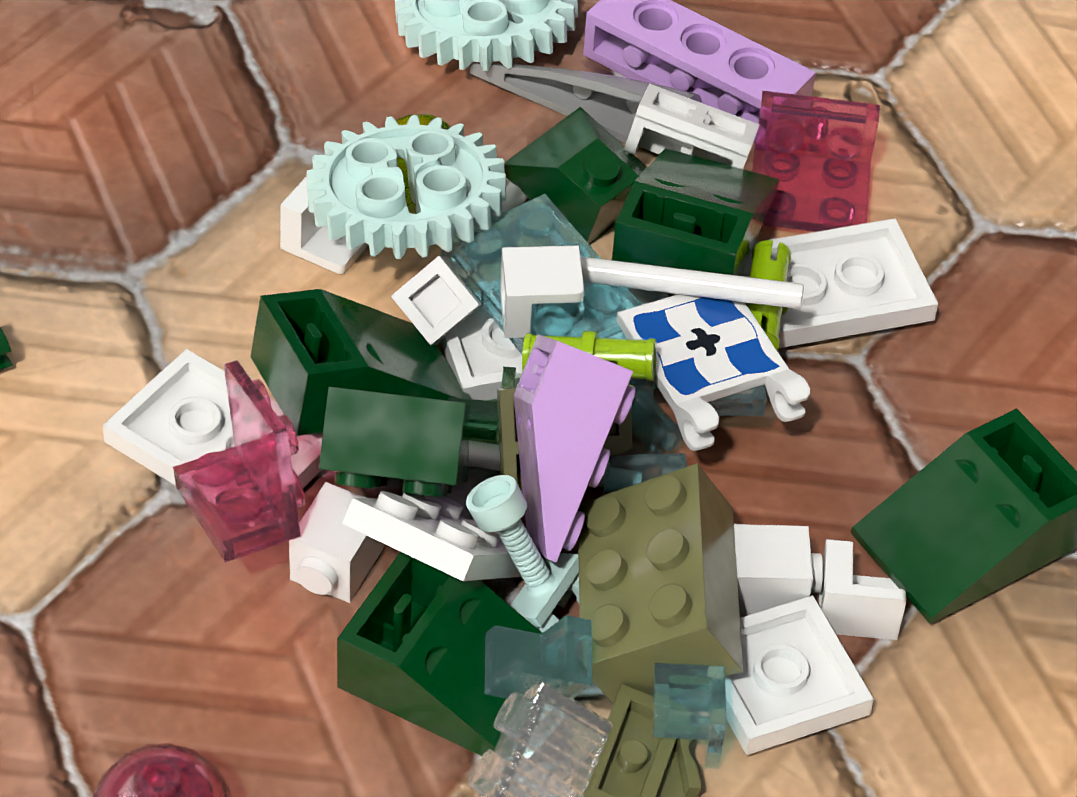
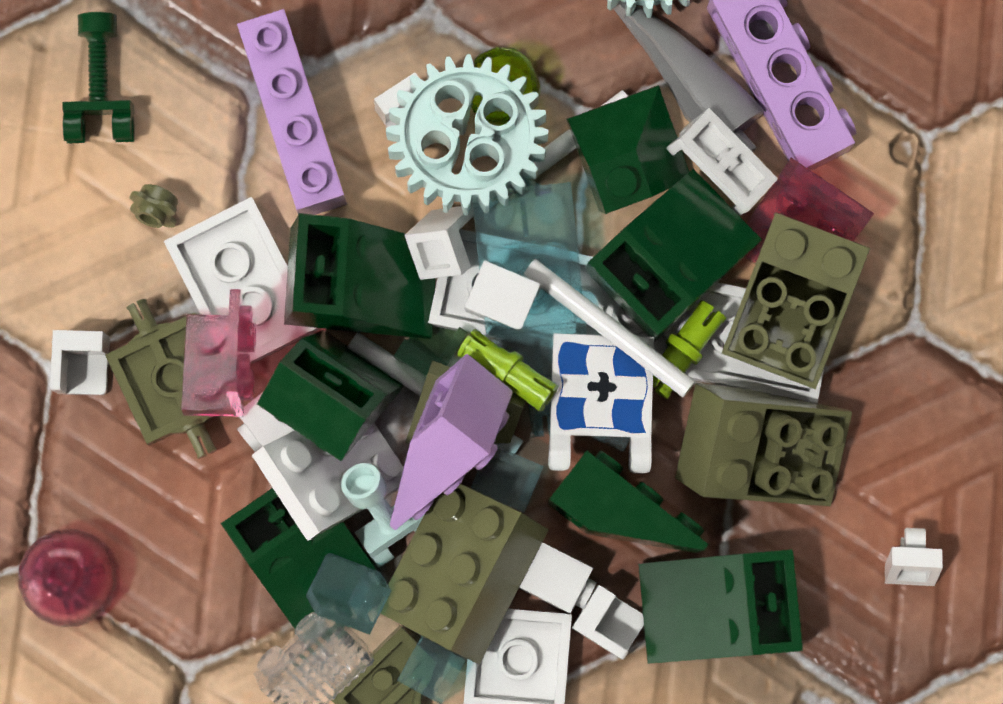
camera: 30 degrees right, 35 degrees up
(57, 582) = (79, 362): none -> white panel
(72, 388) = (154, 206): none -> olive plate
(173, 569) = (152, 380): none -> olive plate
(182, 255) = (291, 113): none -> lavender brick
(811, 456) = (610, 507): none -> dark green slope
(851, 199) = (795, 300): none -> olive slope
(905, 356) = (761, 446): none -> olive slope

